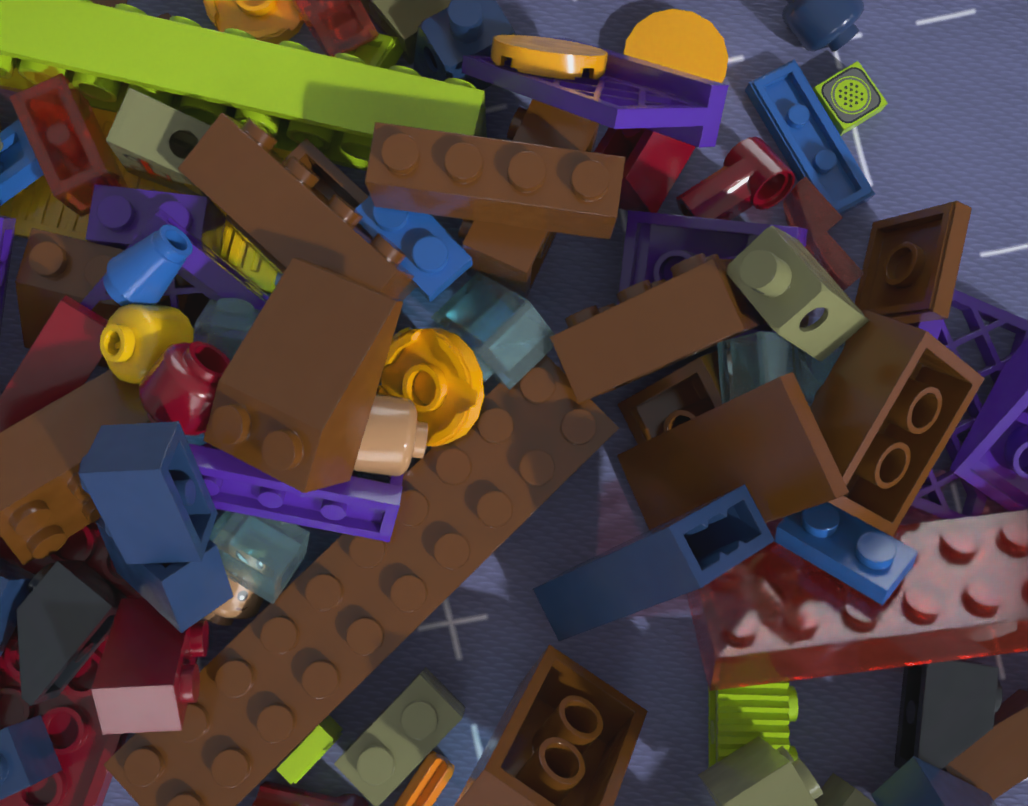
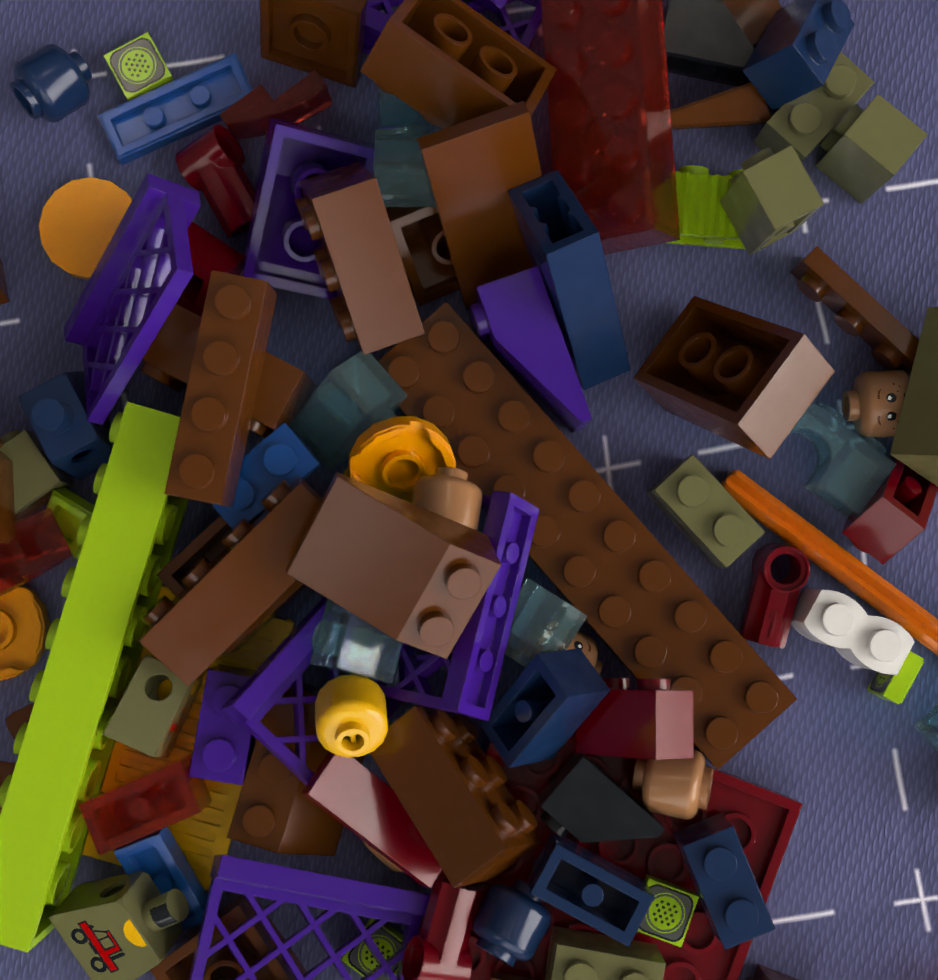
camera: 90 degrees left, 5 degrees up
(75, 721) = (674, 785): none -> medium nougat head
(147, 267) = (283, 712): blue cone -> none
(149, 492) = (491, 704): dark blue brick -> none
(183, 385) = (397, 676): dark red head -> none
(310, 750) = (716, 592): lime tile -> none
(548, 56) = (96, 339): light orange tile -> none
(592, 515) = (527, 340): none -> dark purple slope
(788, 284) = (336, 133): olive torso -> none
(847, 549) = (568, 107): blue plate -> none
(869, 745) = (726, 109): none -> reddish brown slope

